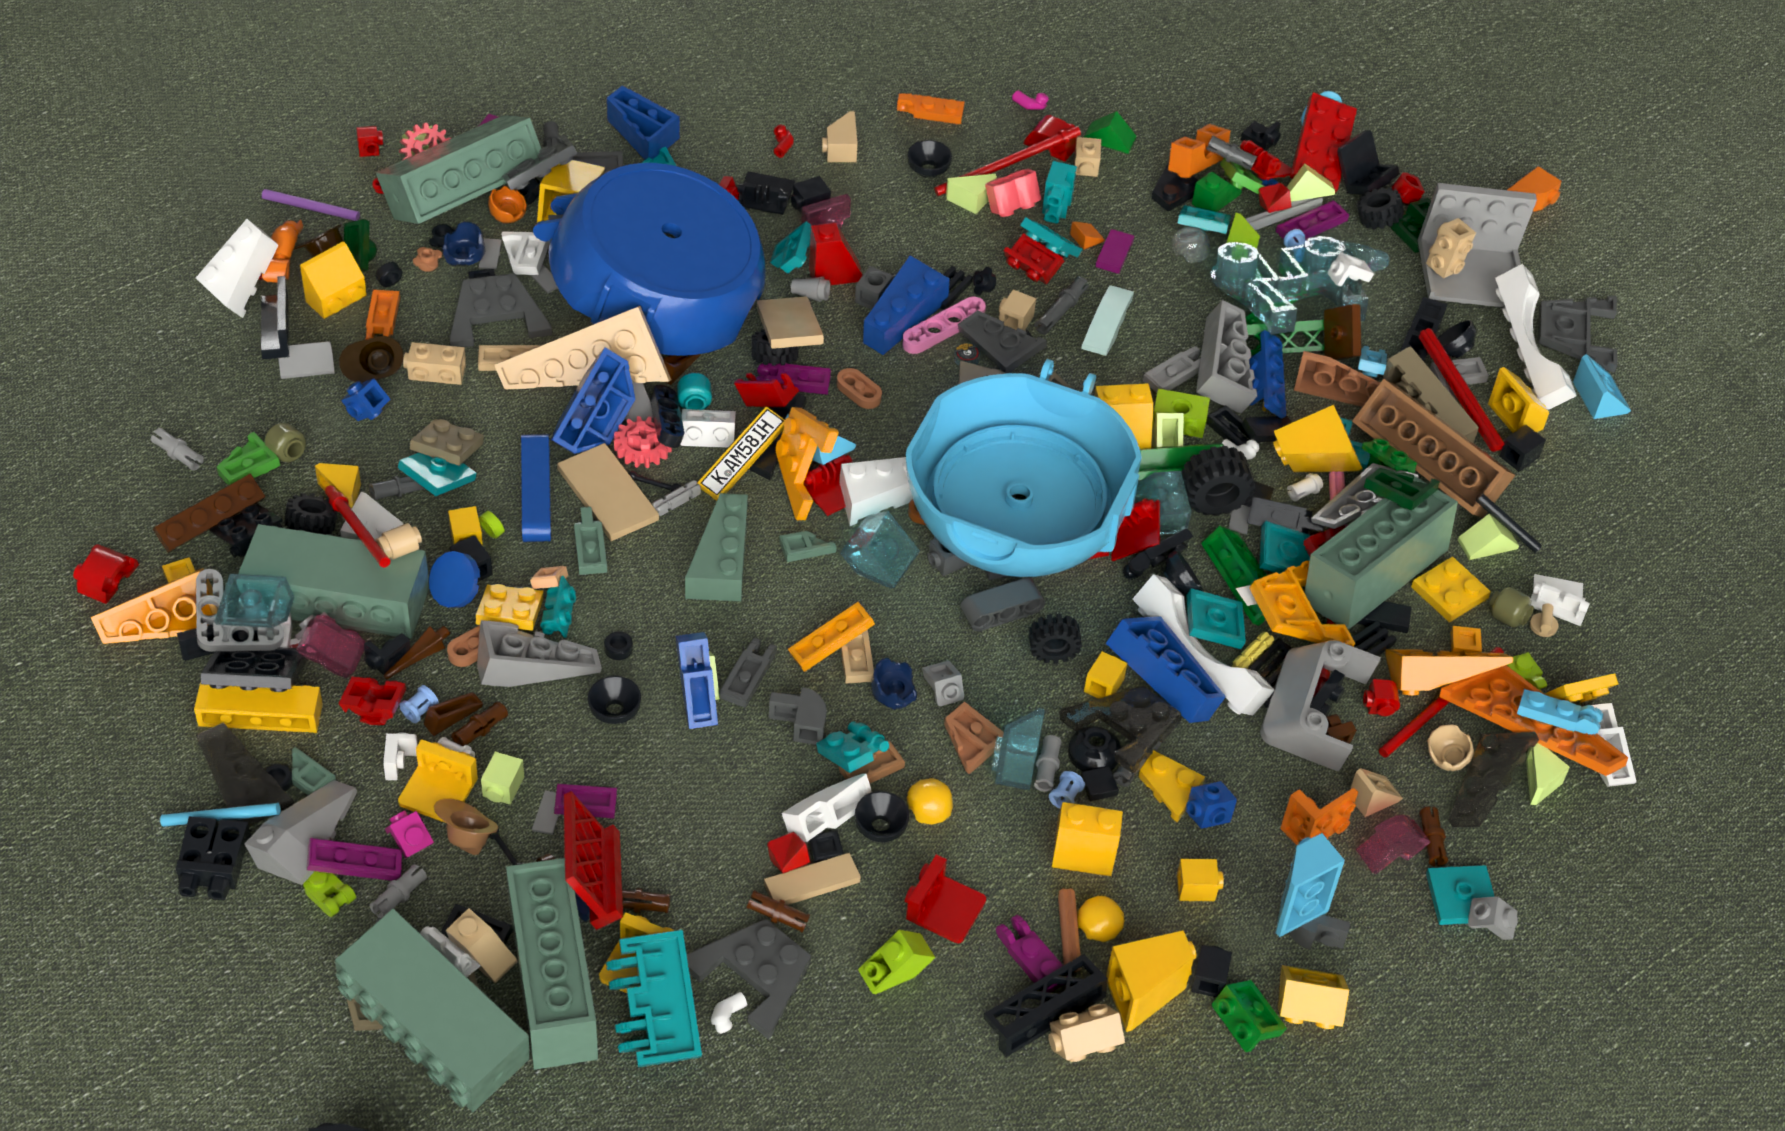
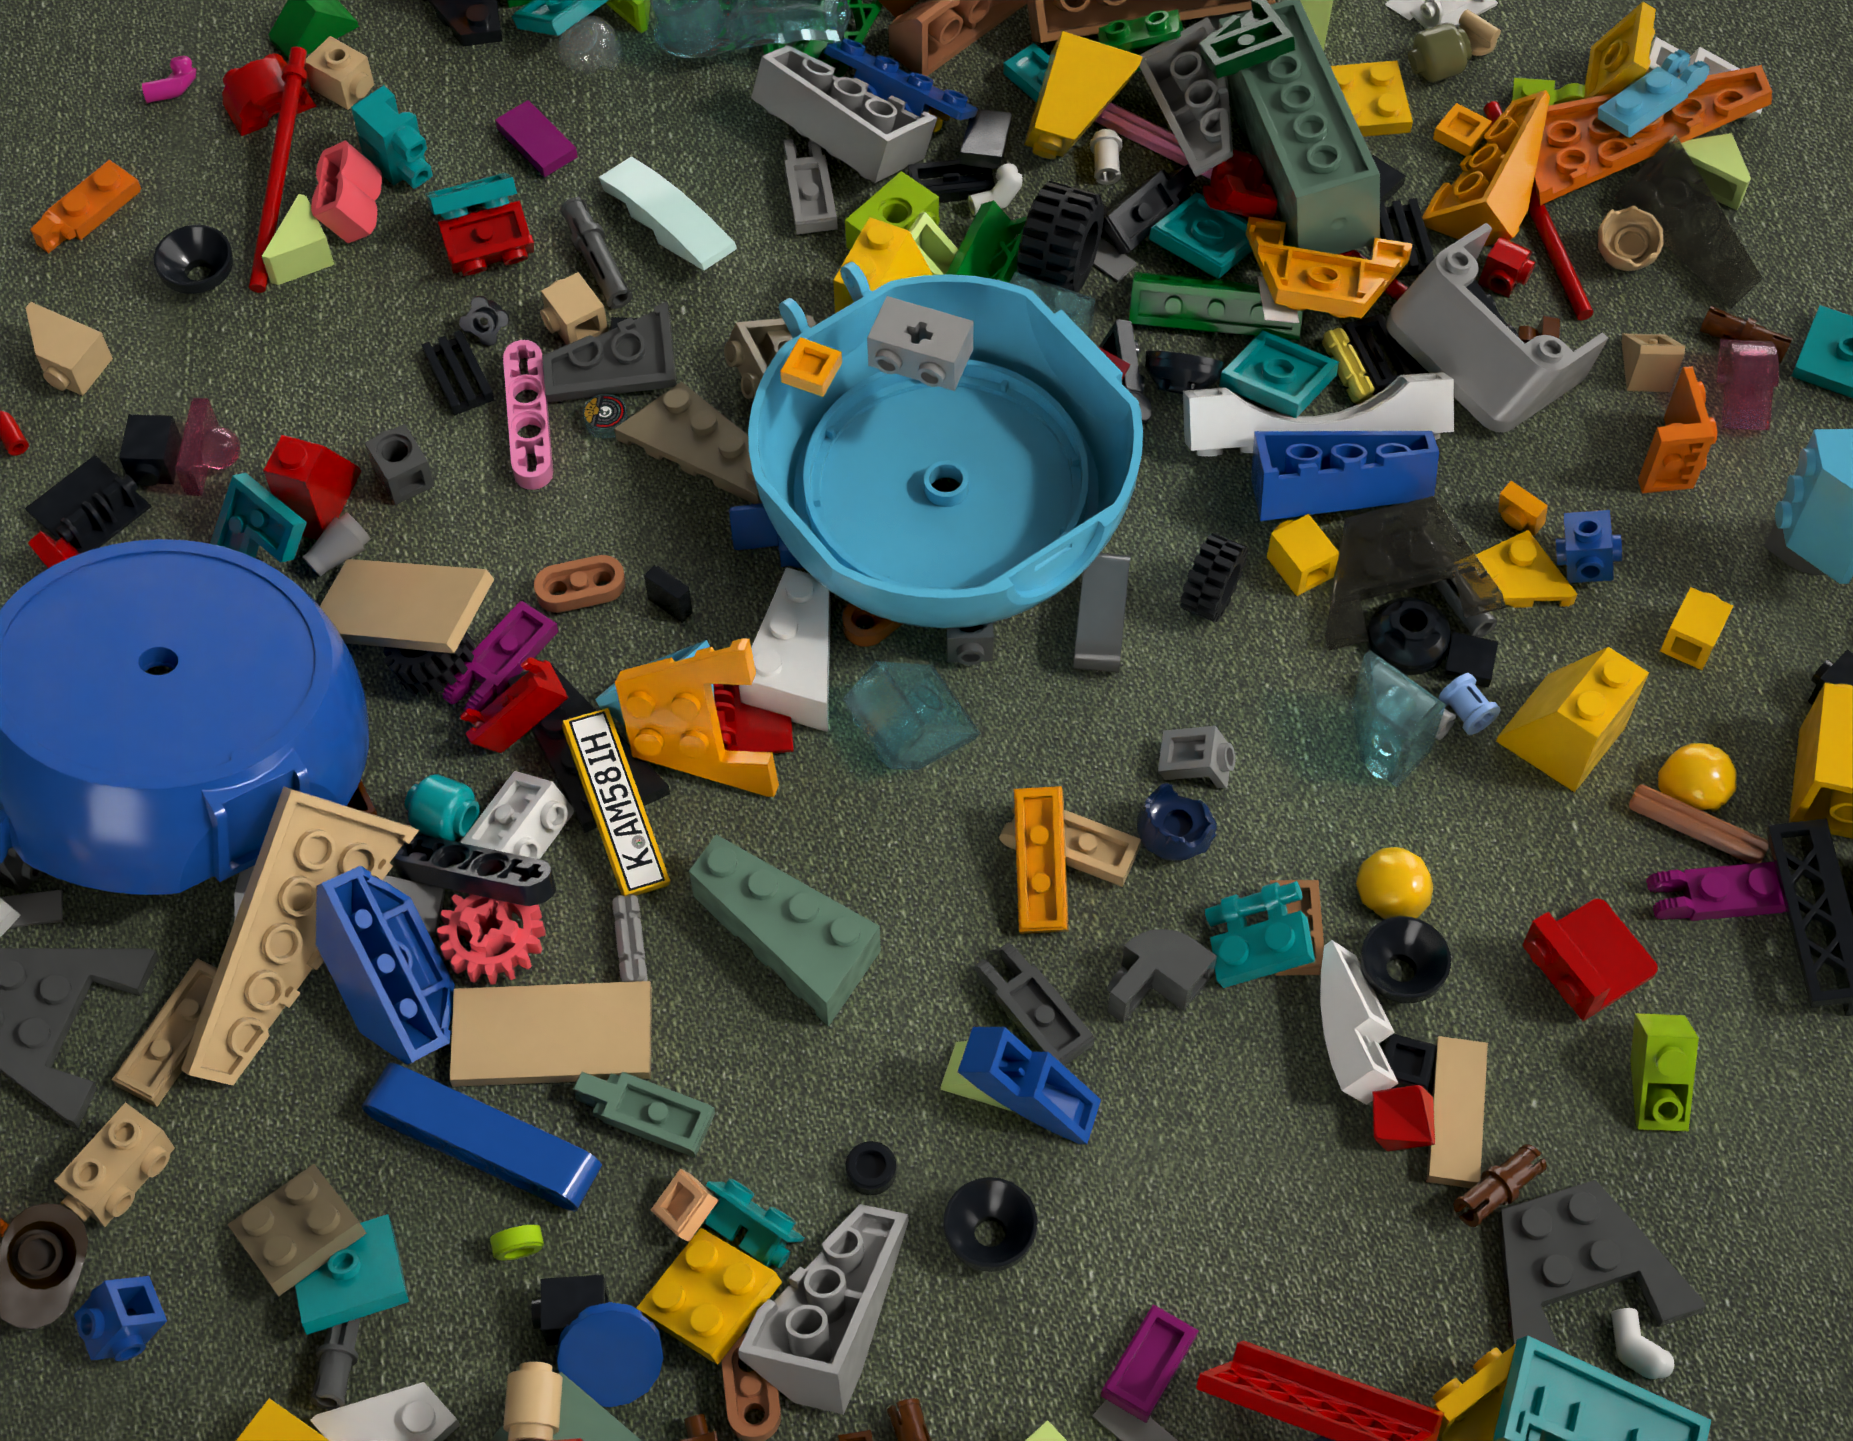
camera: 55 degrees left, 10 degrees up
(464, 524) = (501, 1287): yellow brick -> none
(635, 476) = (605, 934): black hinge -> none
(659, 903) = (1390, 1359): reddish brown pin -> none
(804, 545) = (830, 812): sand green tile -> none
(878, 424) = (668, 593): none -> black tile
(905, 303) = (457, 431): blue wedge -> none
(971, 736) = (1314, 771): nougat wing -> none
(1015, 385) = (811, 367): none -> light orange plate
(1062, 421) = (920, 343): none -> light grey brick
(1085, 234) = (481, 155): orange slope -> none
(1214, 764) = (1521, 509): none -> light orange plate

